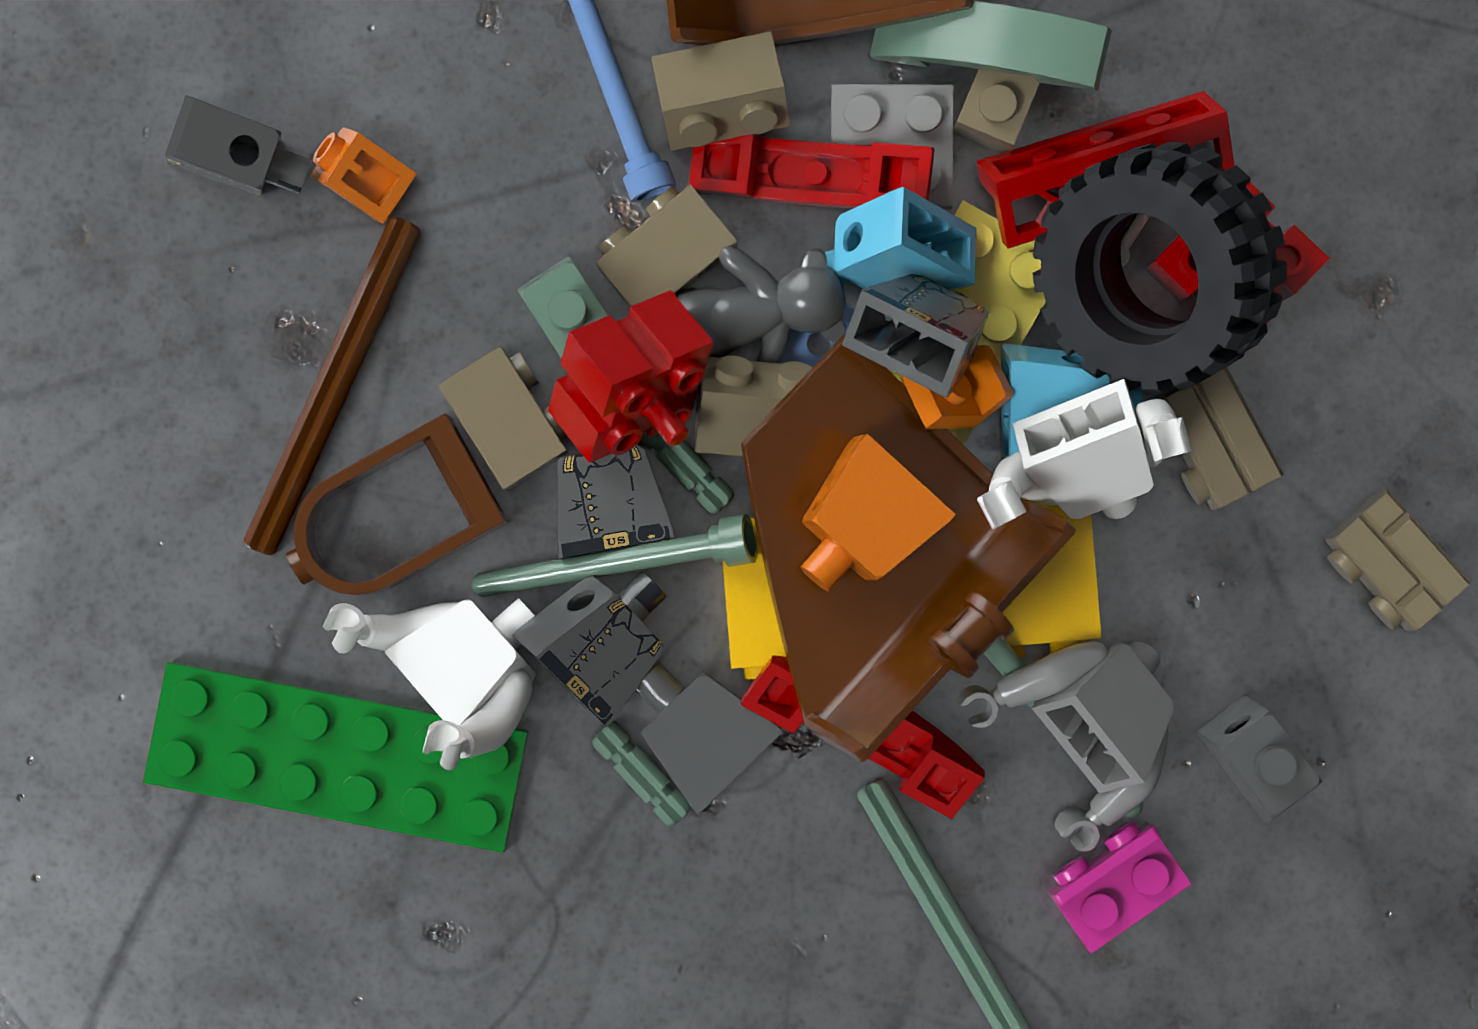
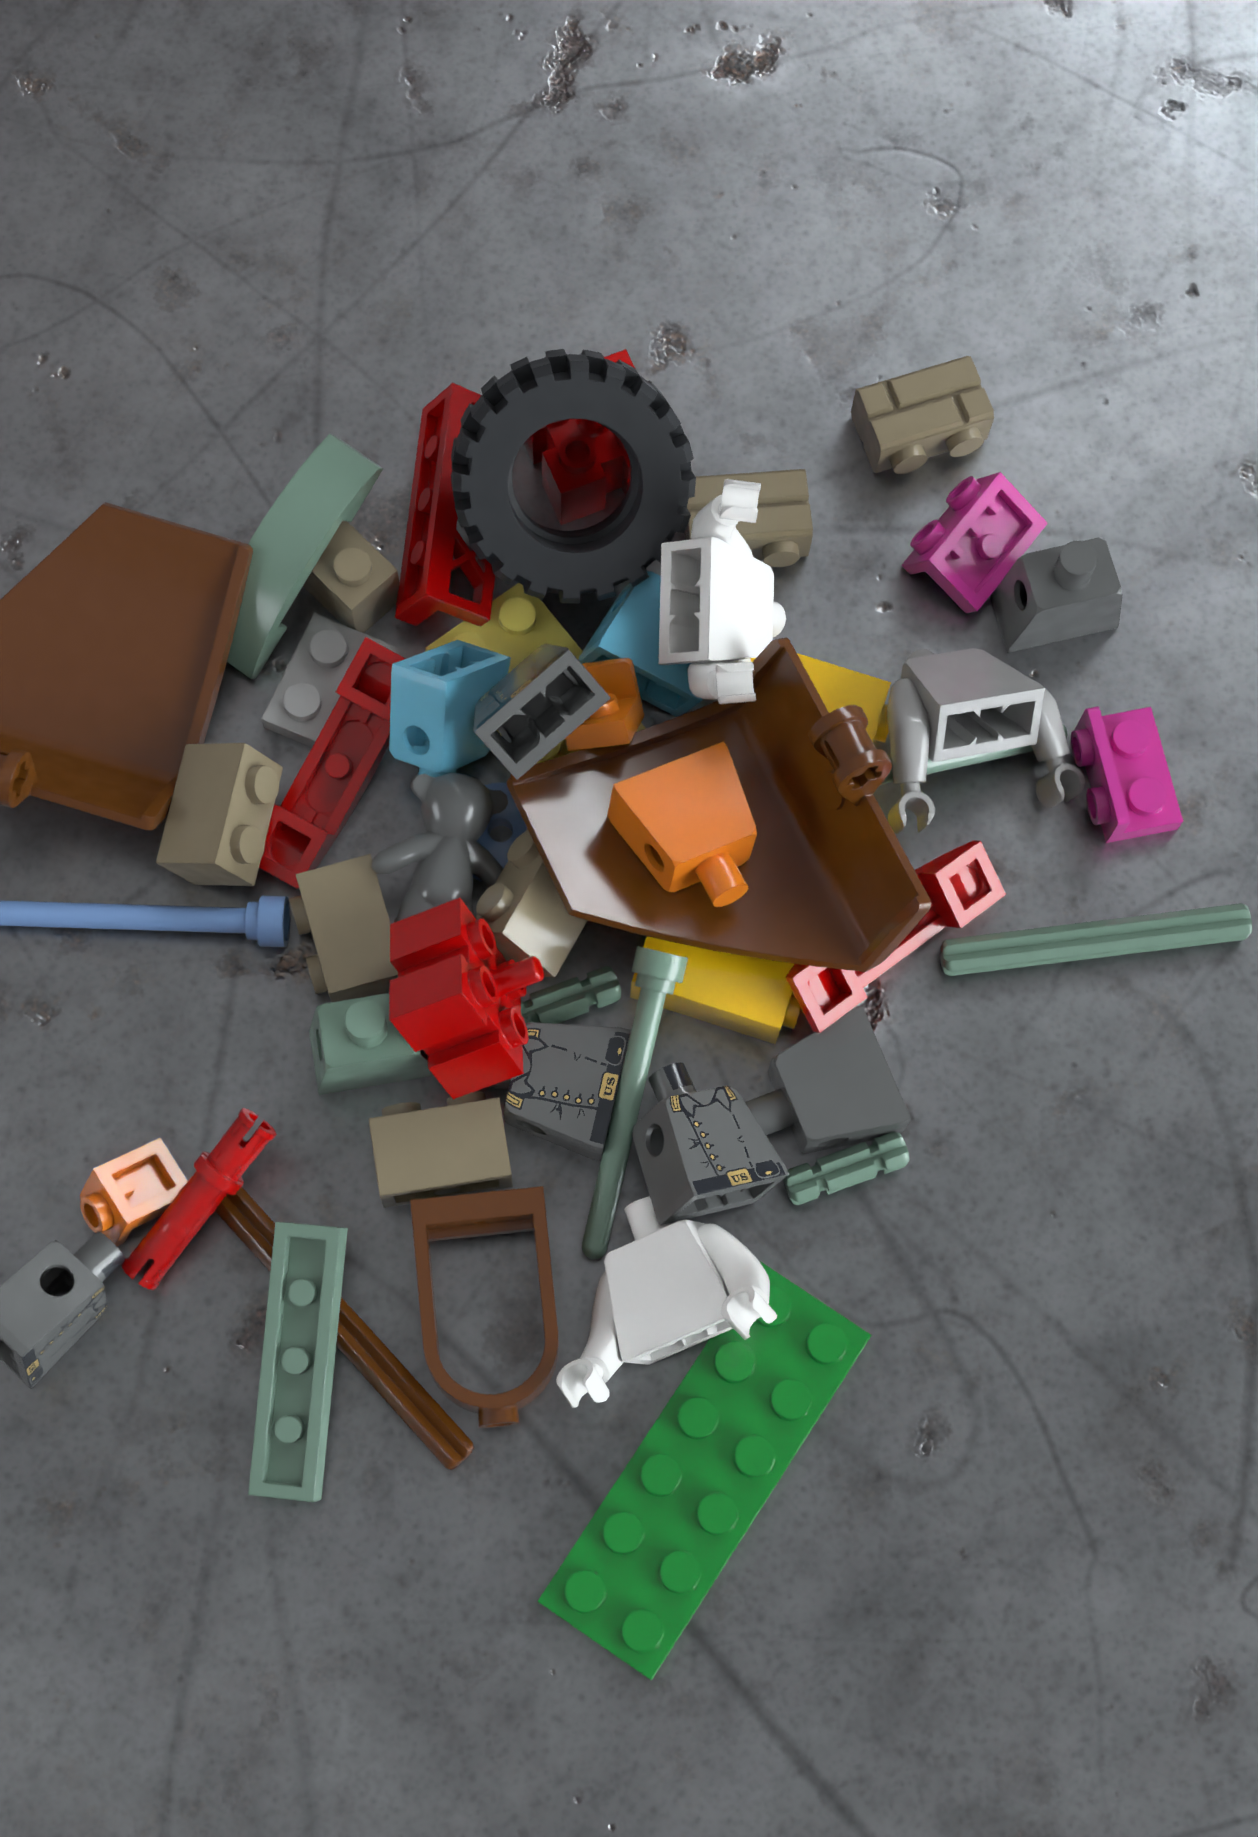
camera: 75 degrees left, 15 degrees down
(275, 378) = (298, 1361): none -> sand green plate
(395, 238) = (214, 1178): none -> red pin
(1289, 659) = (975, 539): none -> dark pink bracket

